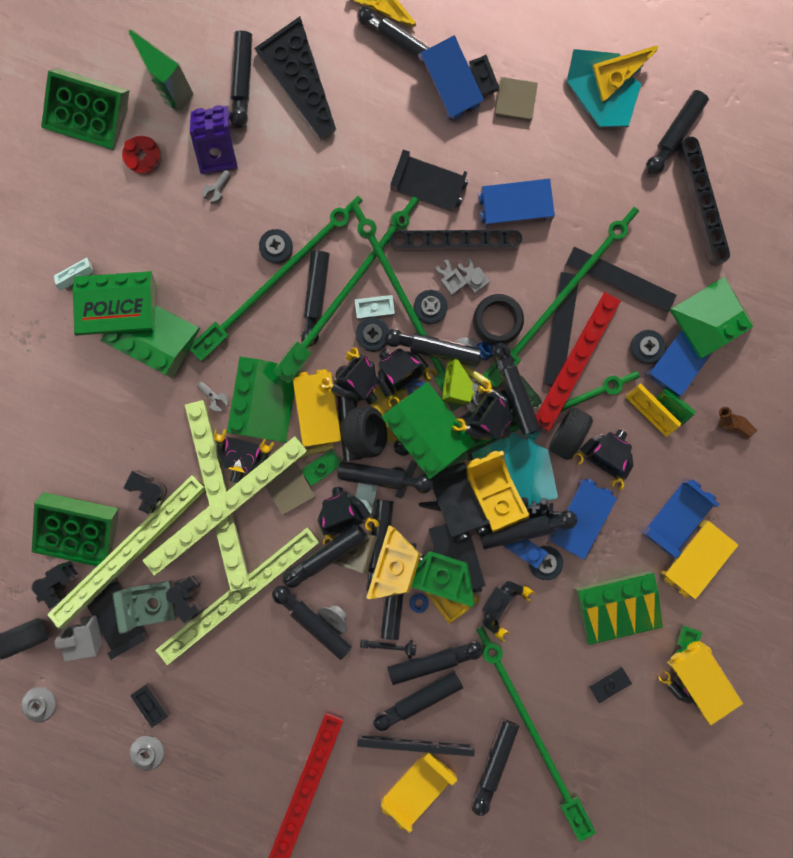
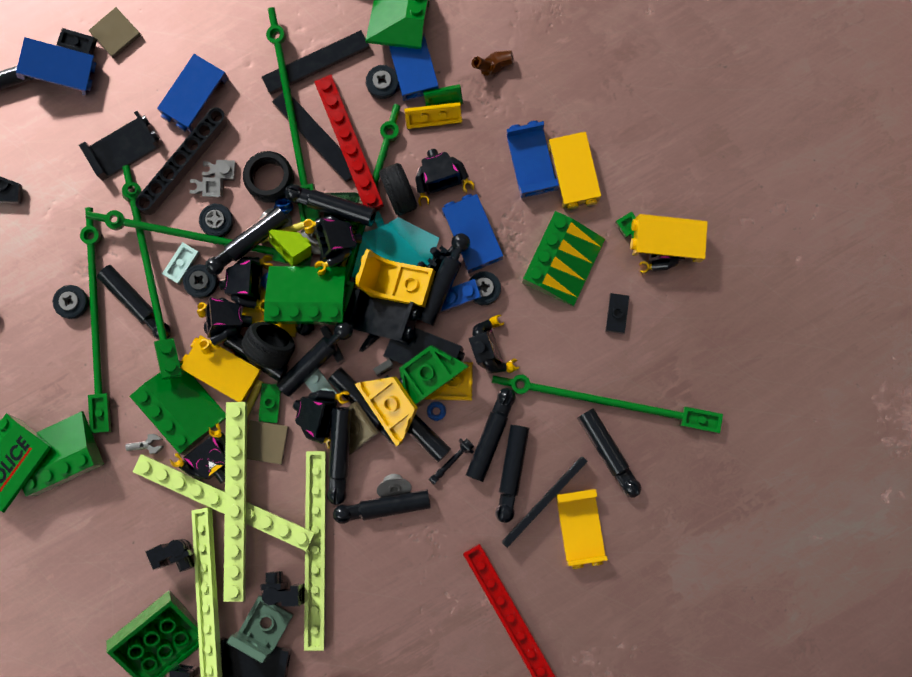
camera: 35 degrees left, 5 degrees down
(419, 535) = (383, 368): none -> dark grey tile

